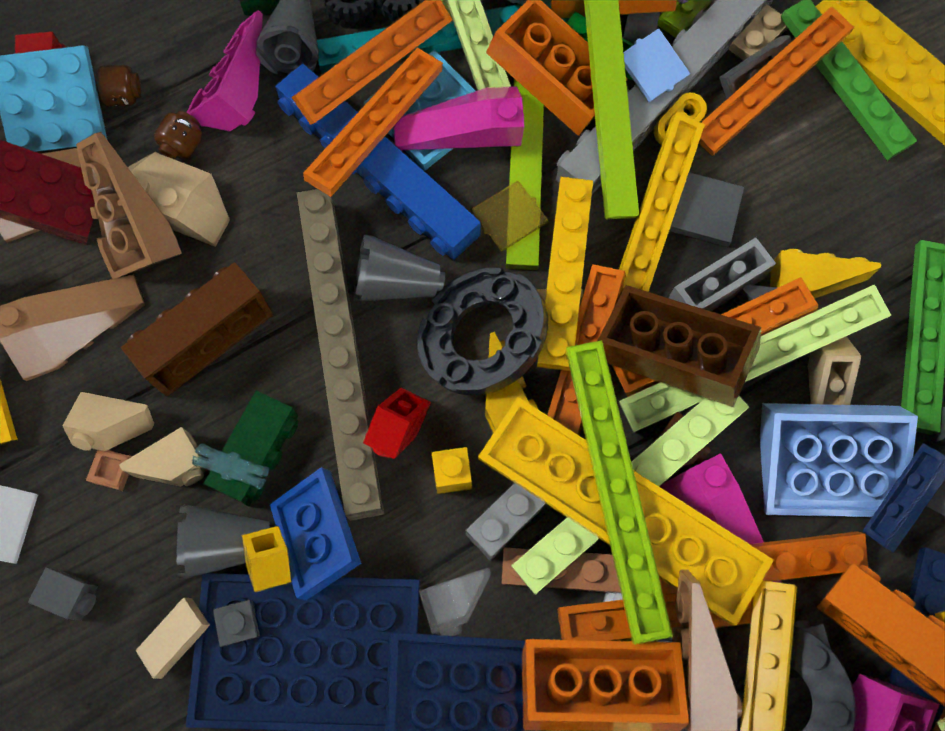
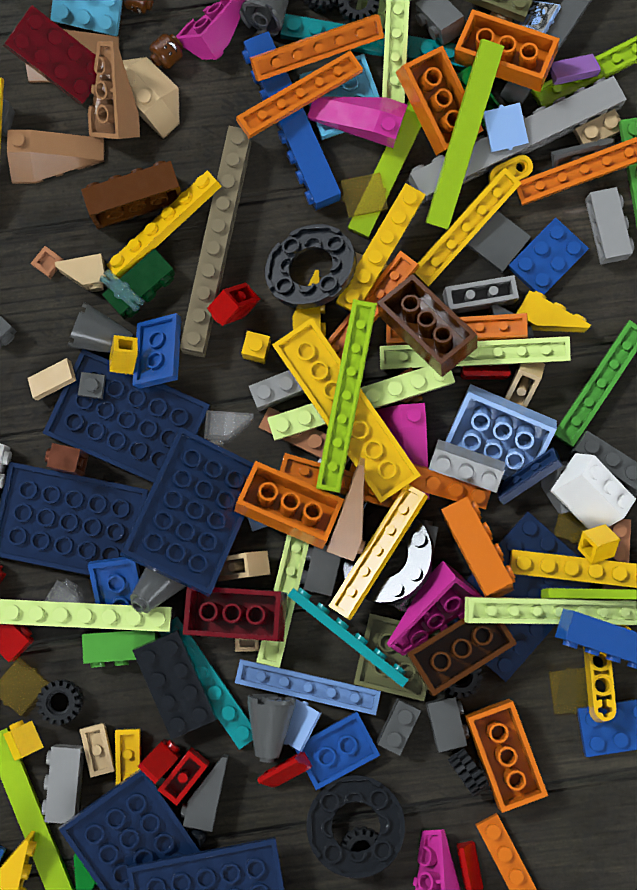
camera: 20 degrees right, 10 degrees up
(105, 422) = (55, 231): tan slope -> none
(257, 353) = (164, 224): none -> yellow plate
(394, 273) = (271, 205): dark grey cone -> none
(775, 379) = (485, 372): none -> red slope
(777, 204) = (548, 257): none -> blue plate
(818, 518) = (467, 465): none -> light grey brick
(833, 137) = (609, 225): none -> light grey brick

